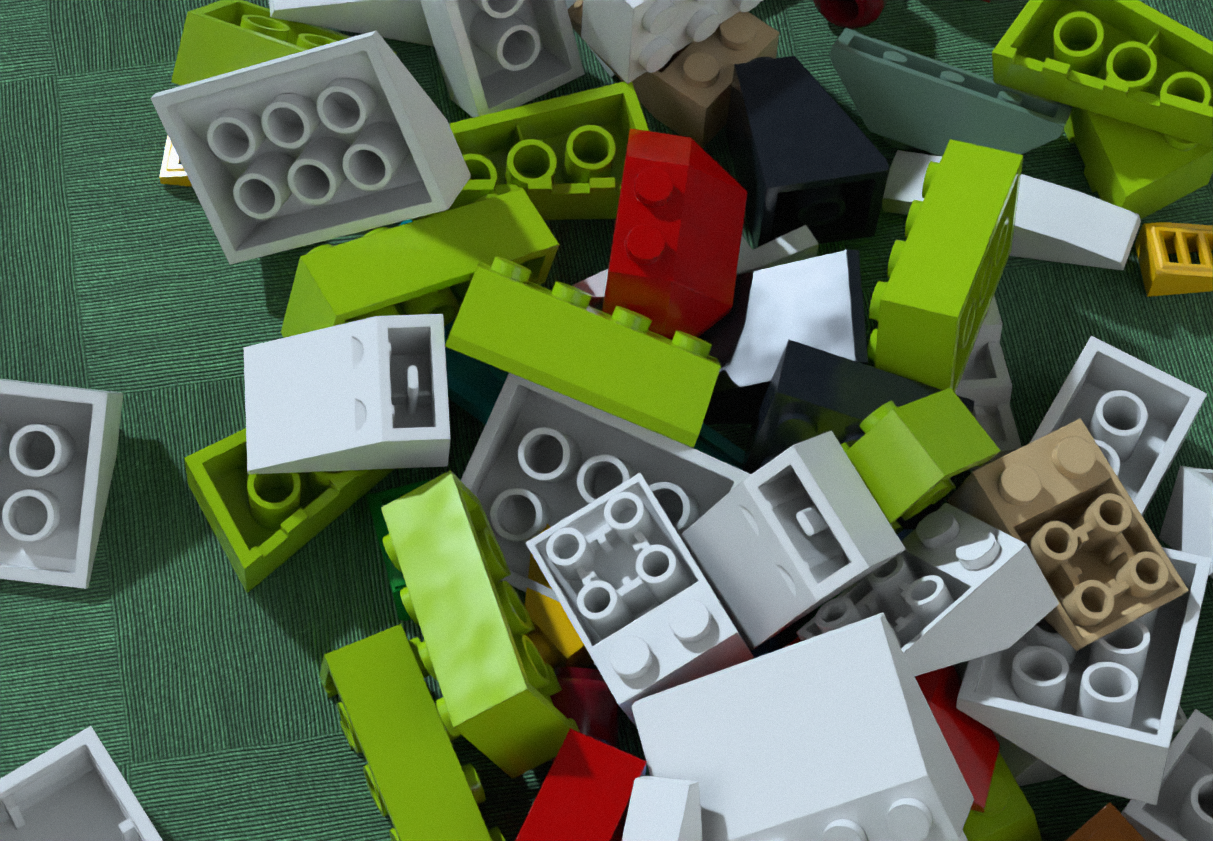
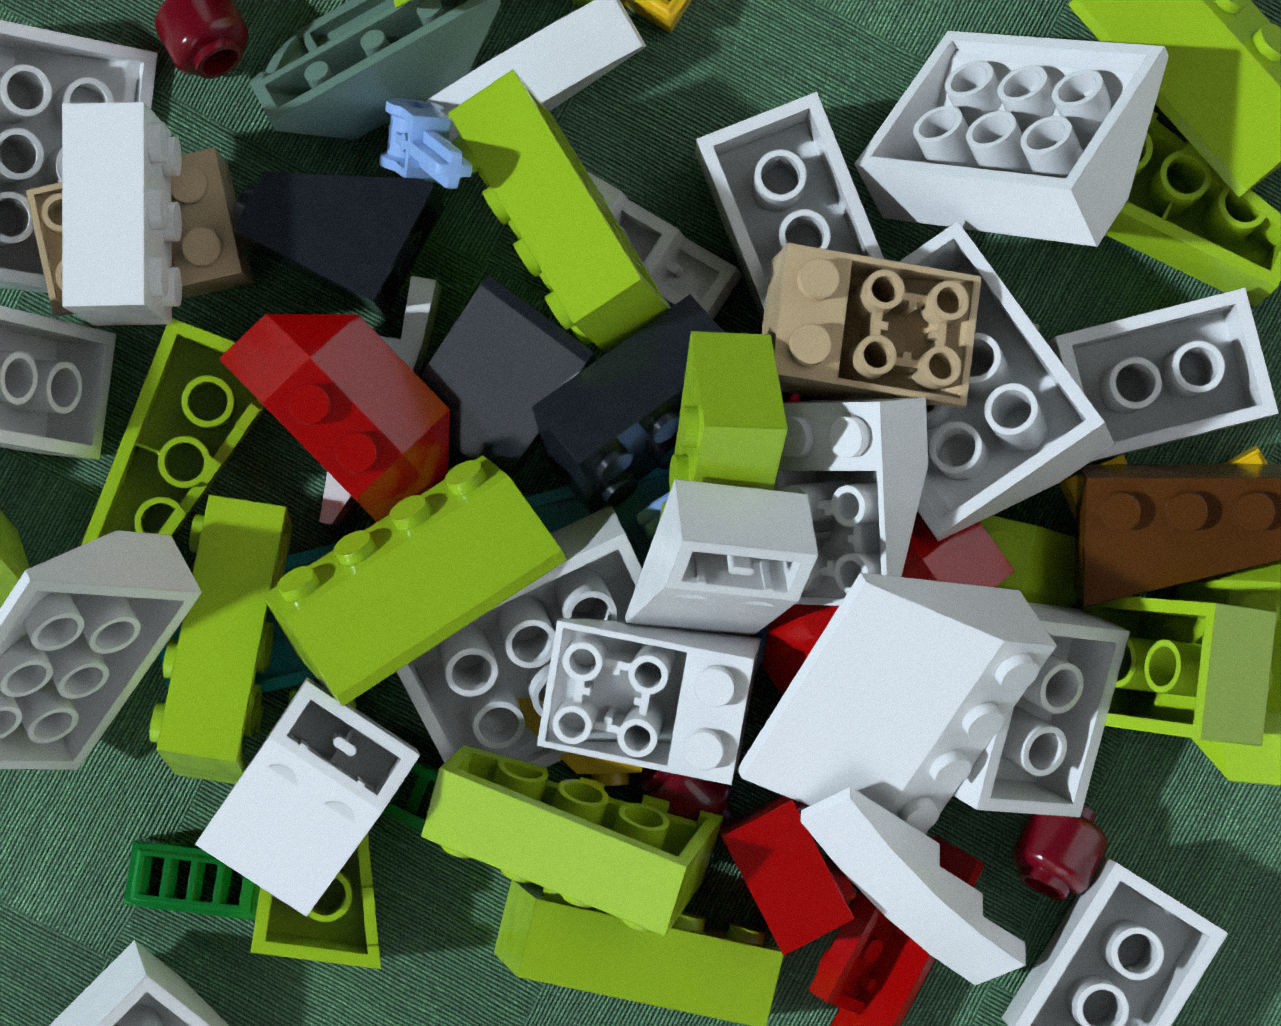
camera: 45 degrees left, 25 degrees up
(186, 372) = (139, 875): none -> green slope
(911, 152) = (421, 144): none -> light blue connector

